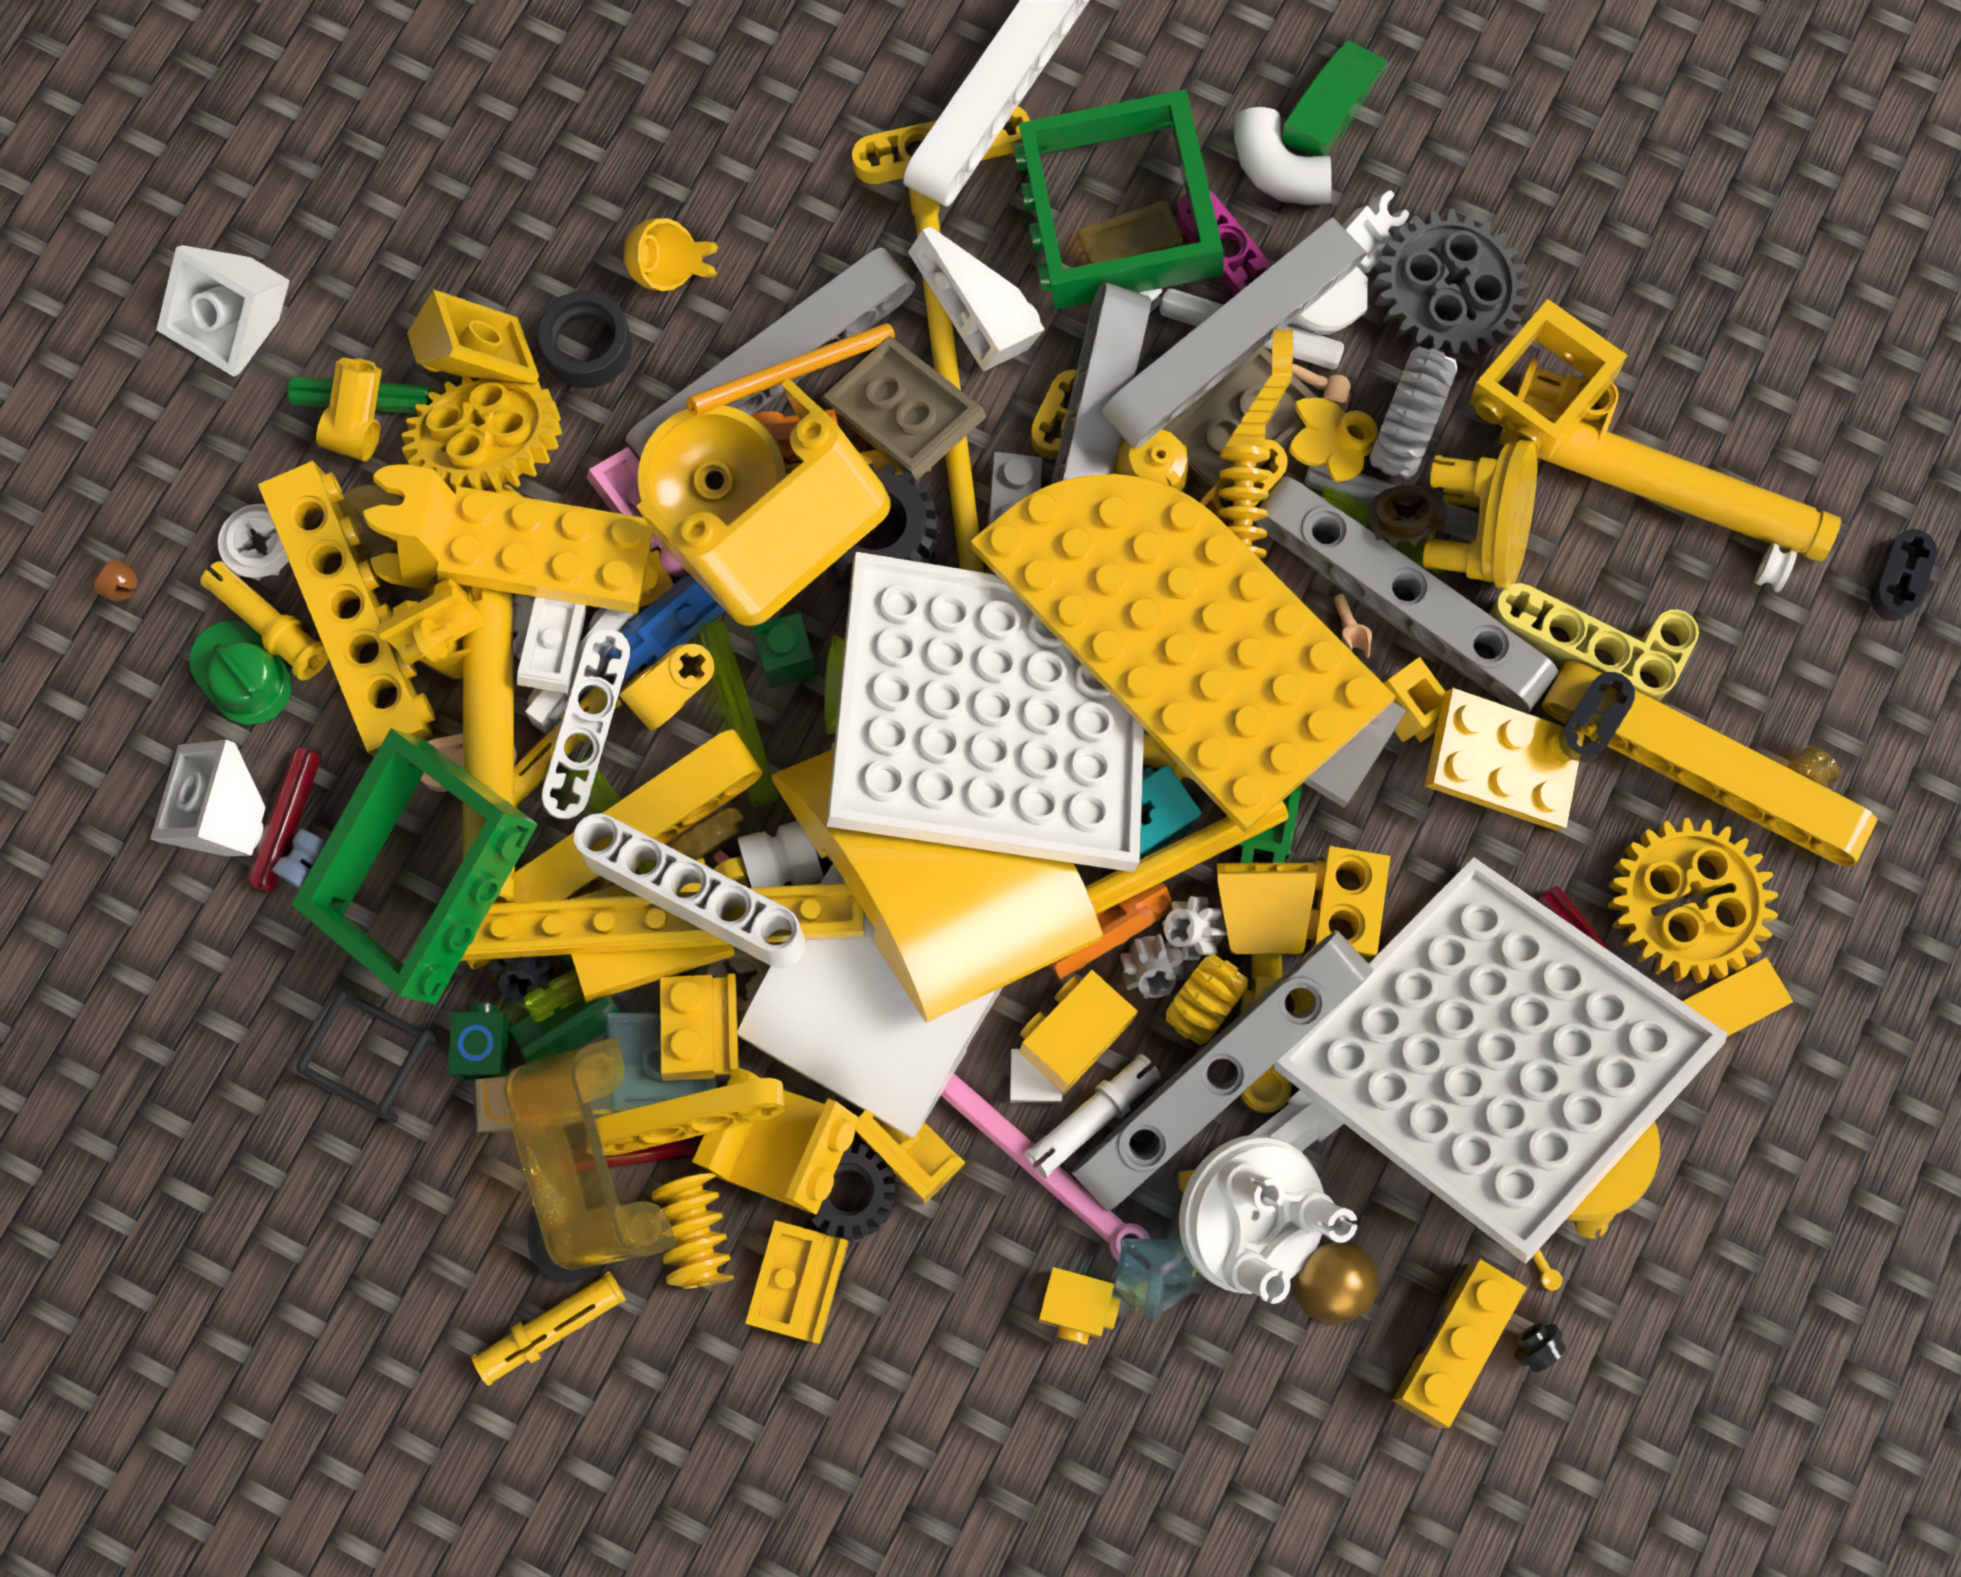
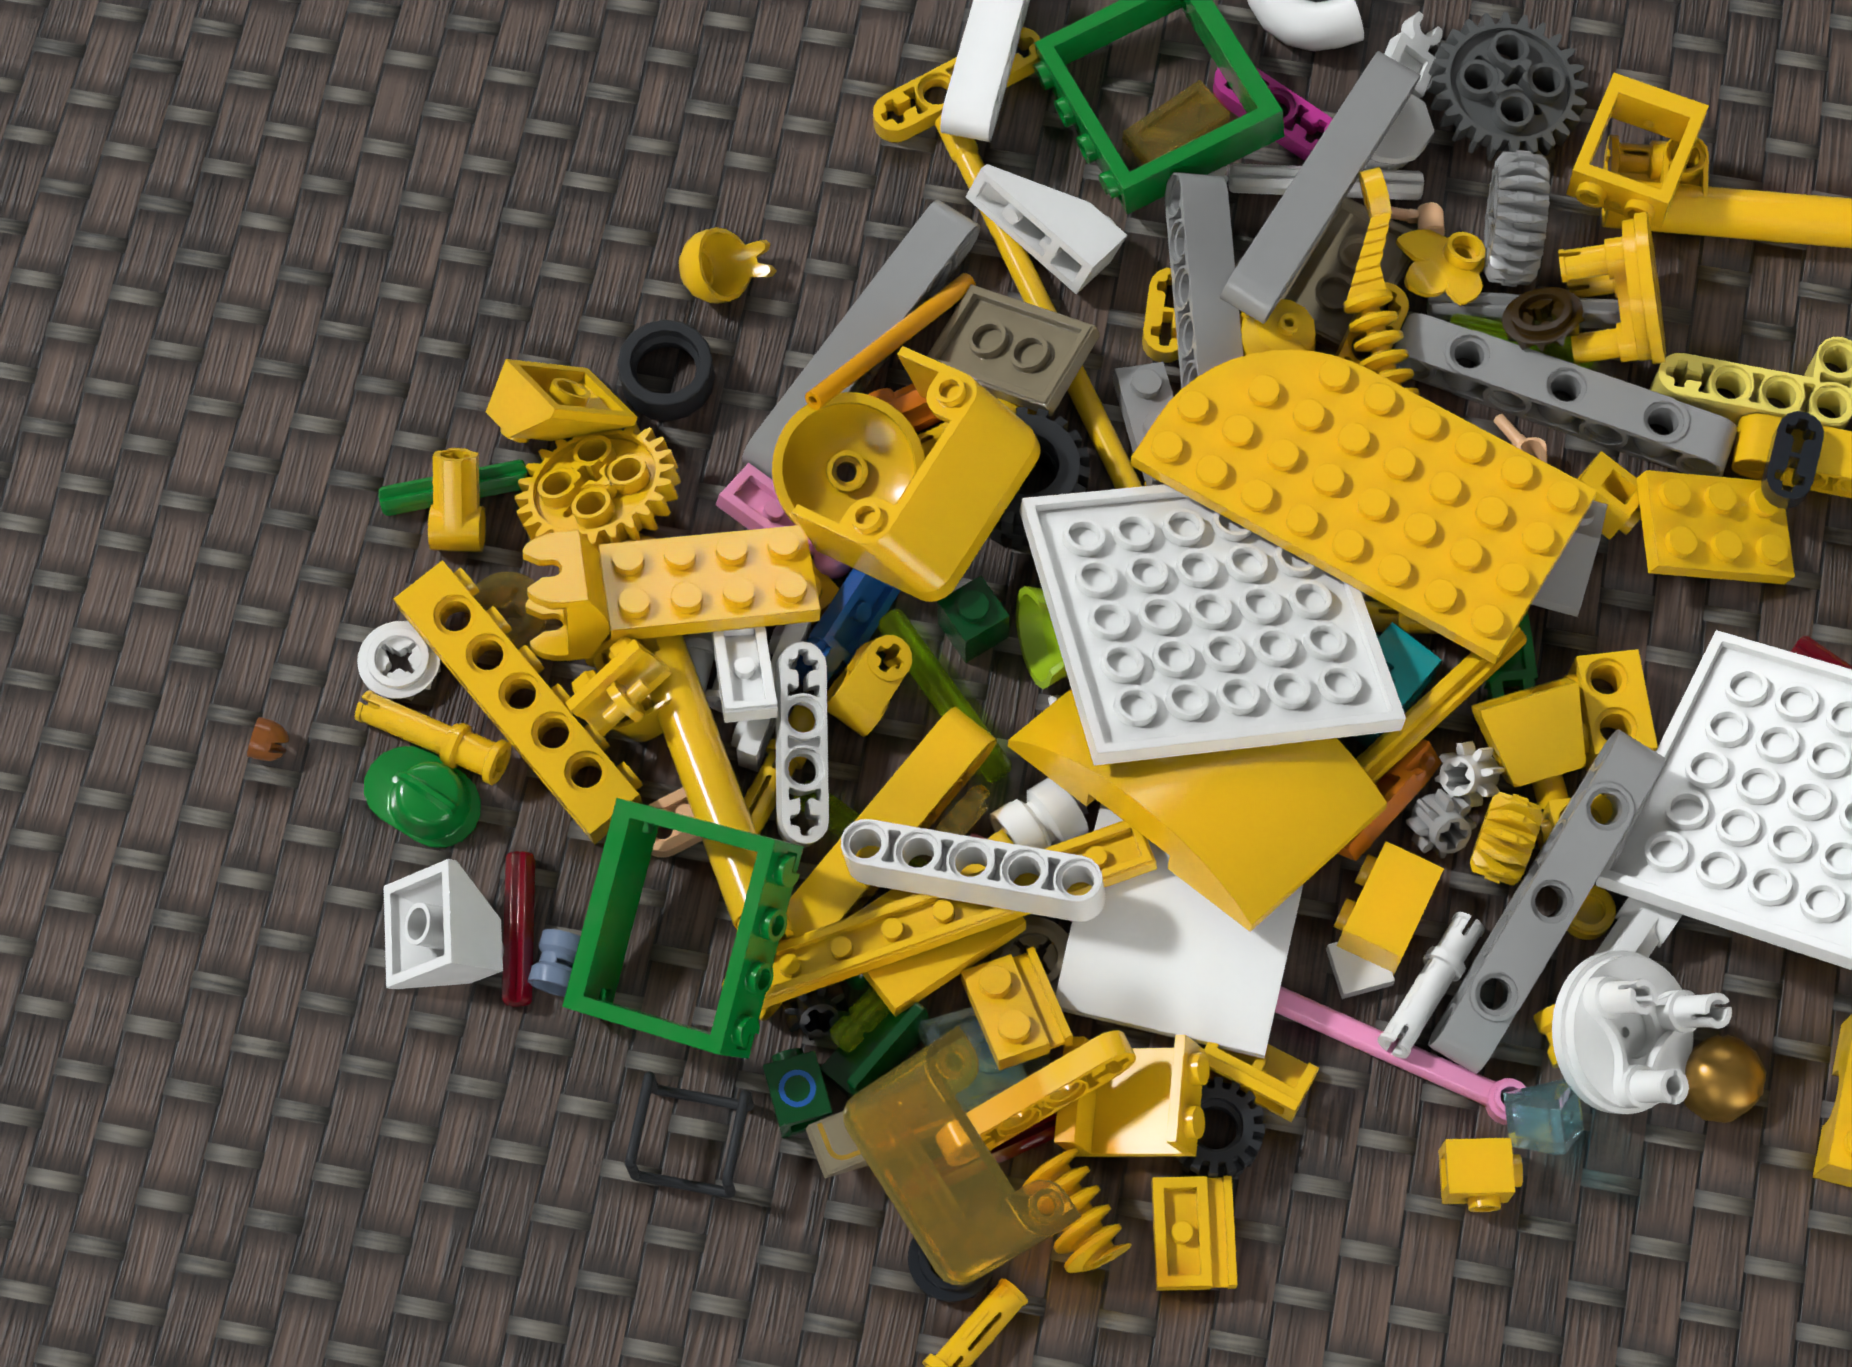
camera: 15 degrees left, 5 degrees down
(221, 305) = (283, 437): white slope -> none

